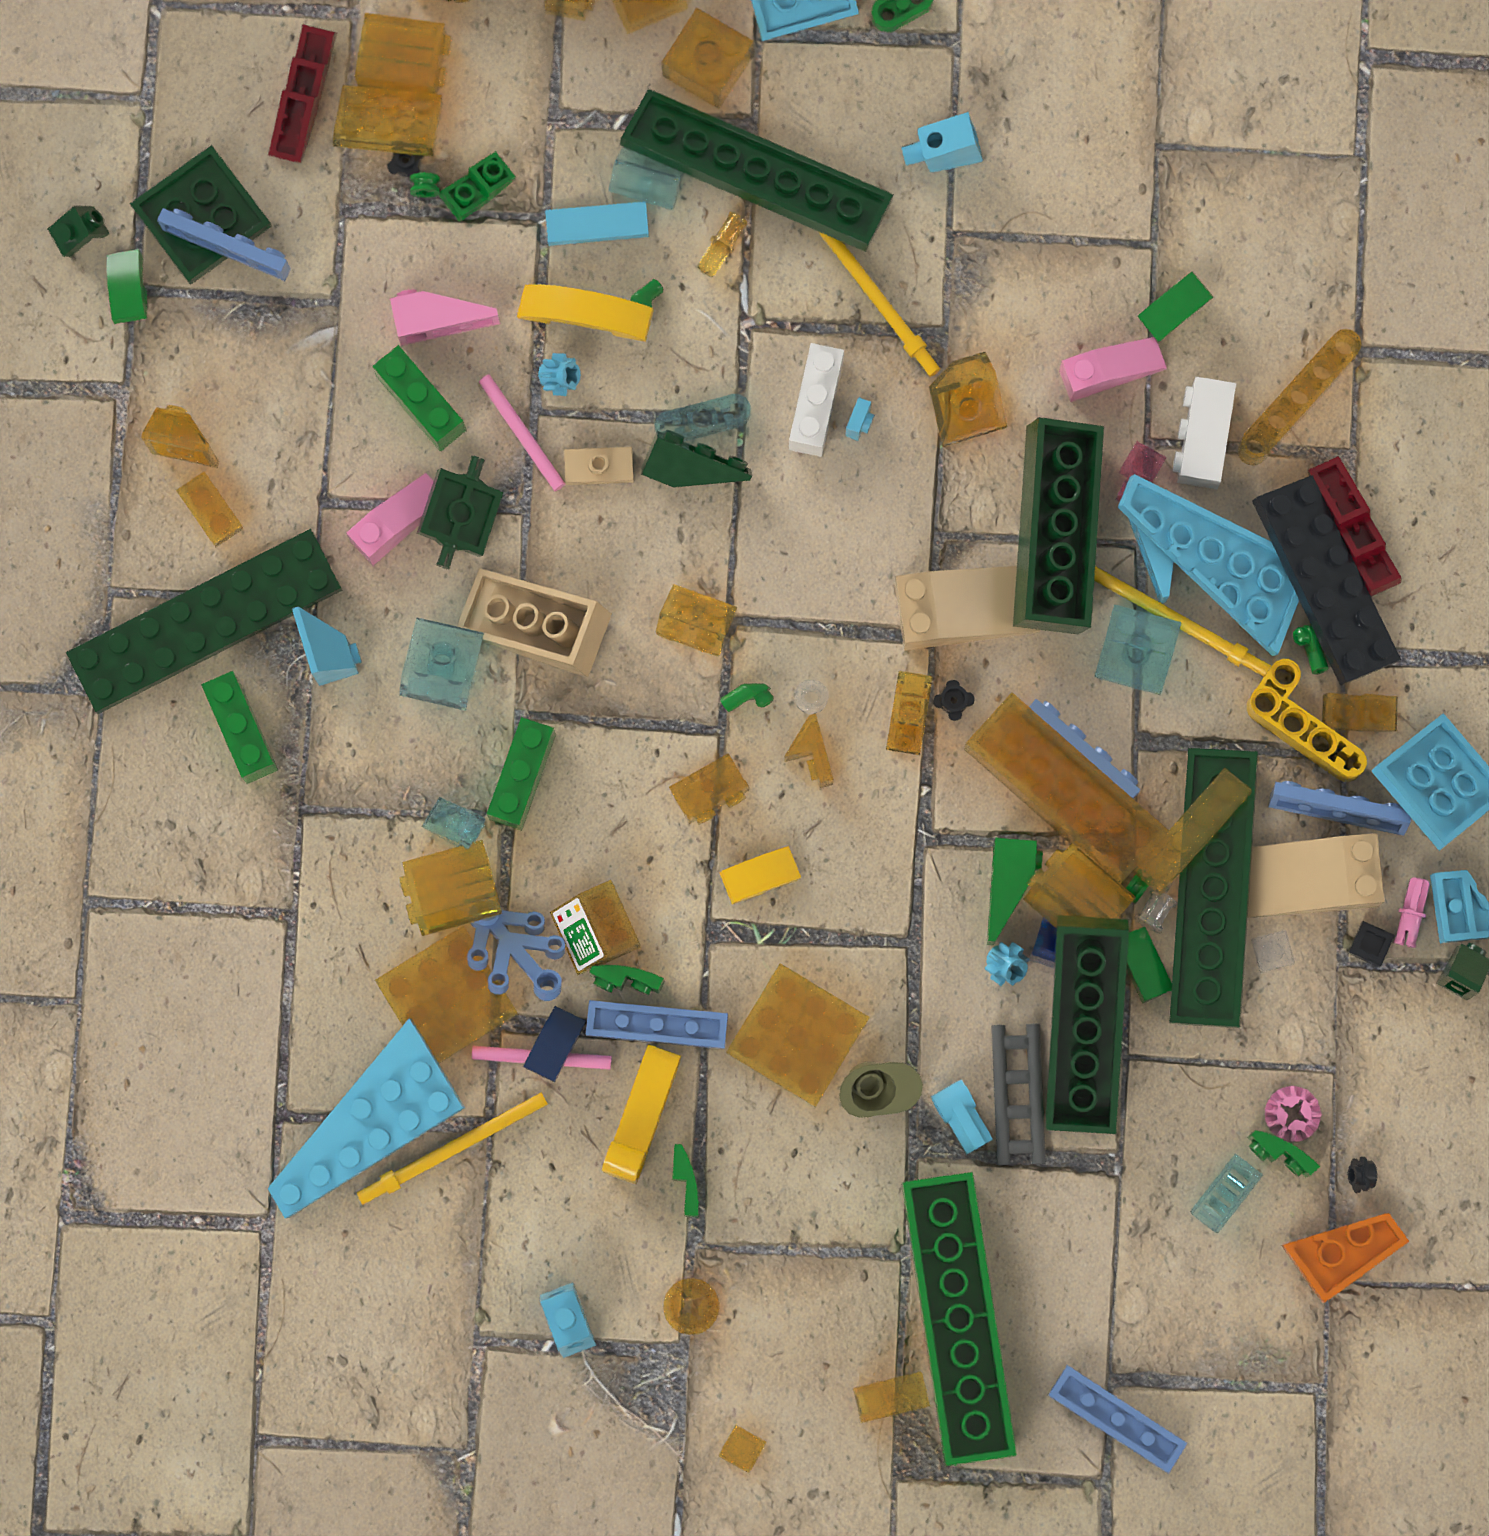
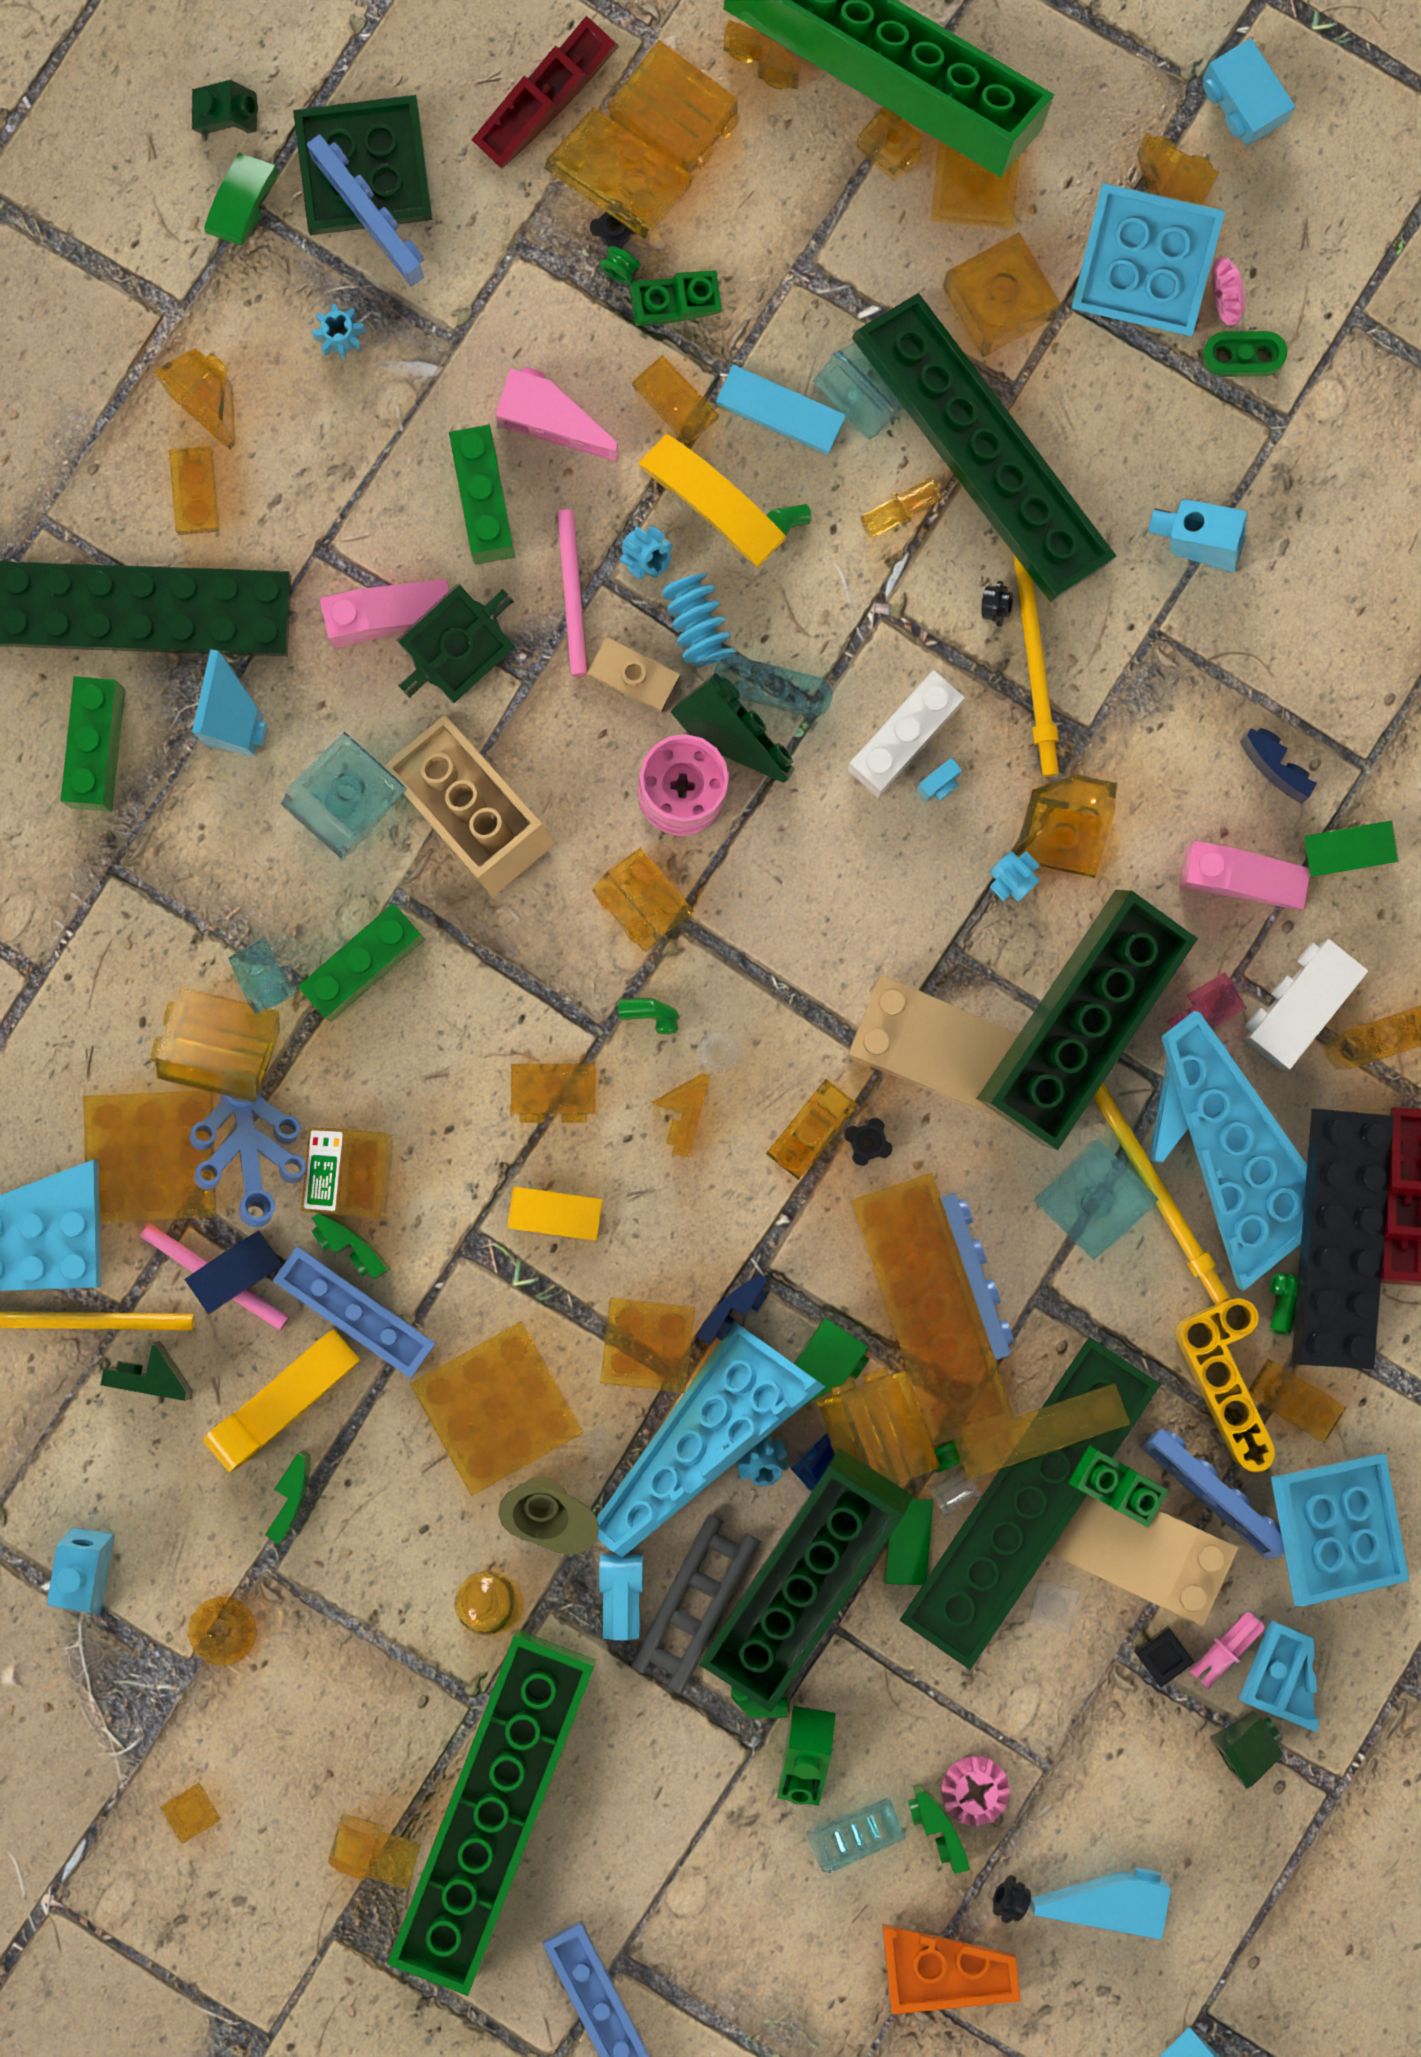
camera: 25 degrees right, 5 degrees up
(244, 334) = (338, 342): none -> medium azure gear
(518, 257) = (675, 400): none -> clear yellow plate
(545, 1151) = (160, 1379): none -> dark green slope
(623, 402) = (696, 621): none -> medium azure piece
(682, 503) = (687, 761): none -> bright pink wheel
(828, 273) = (996, 603): none -> black plate
(871, 1177) = (488, 1603): none -> clear yellow hair
(880, 927) = (647, 1345): none -> clear yellow brick
(928, 860) = (745, 1297): none -> dark blue slope
(950, 456) = (1014, 875): none -> medium azure gear
(961, 946) = (721, 1416): none -> medium azure wing
(1078, 274) = (1266, 754): none -> dark blue slope
(1104, 1142) = (754, 1710): none -> green arm
(1159, 1155) = (806, 1755): none -> green slope
(1269, 838) = (1118, 1486): none -> green slope
(1438, 1132) = (1115, 1902): none -> medium azure slope

